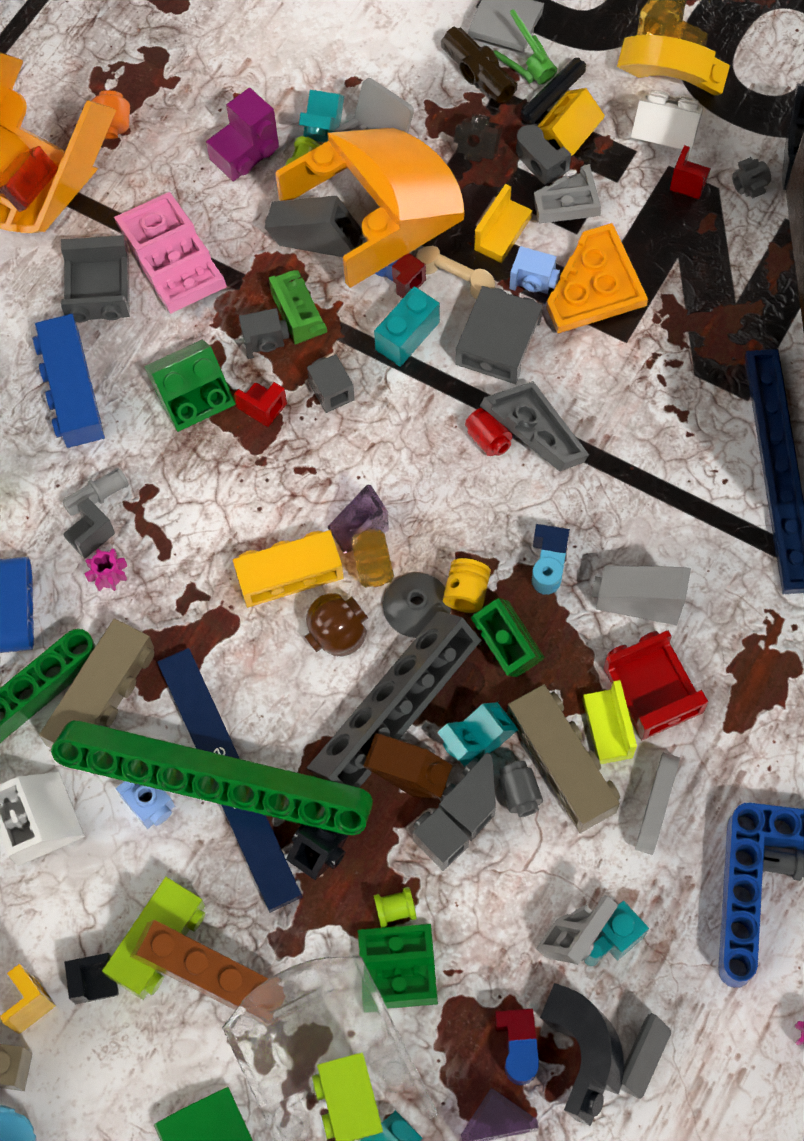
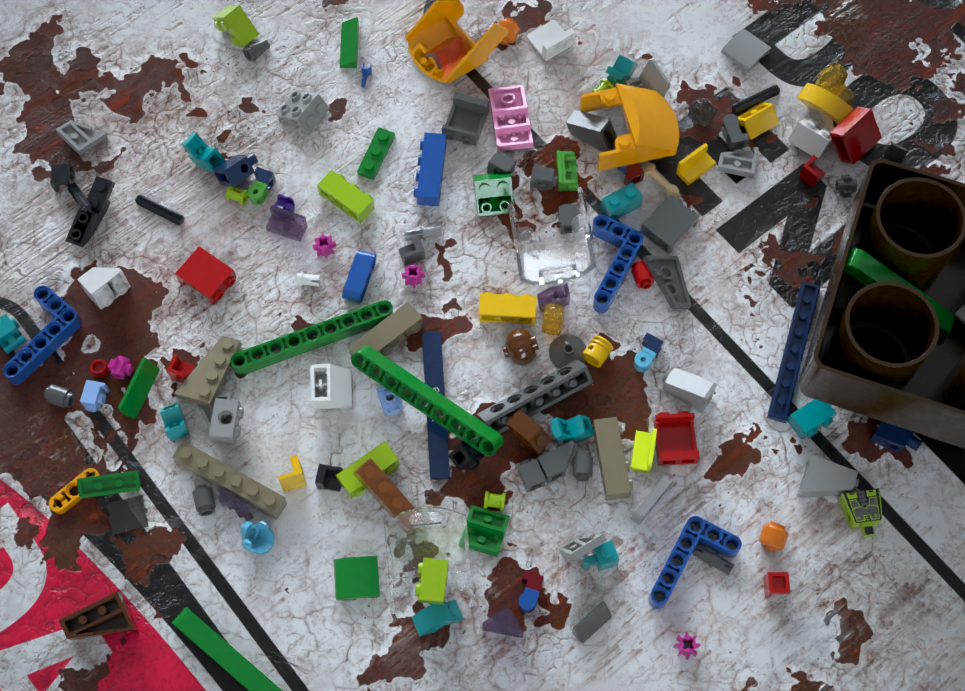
camera: 20 degrees right, 0 degrees up
(184, 328) = (501, 162): none -> dark grey panel
(188, 104) = (551, 39): none -> white bracket
(246, 138) = (574, 70): magenta brick -> none
(261, 402) = (528, 216): red panel -> none
(339, 456) = (554, 259): none -> clear windscreen
(444, 424) = (619, 263): none -> blue beam
(478, 65) = (719, 71): dark brown piece -> none
(507, 637) = (607, 386): green brick -> none
(534, 271) = (702, 196): light blue brick -> none
(539, 65) = (754, 81): bright green plant -> none
(595, 282) = (734, 214): light orange plate -> none
(599, 1045) = (568, 610): black arch -> none
(734, 92) = (855, 135): none -> red brick

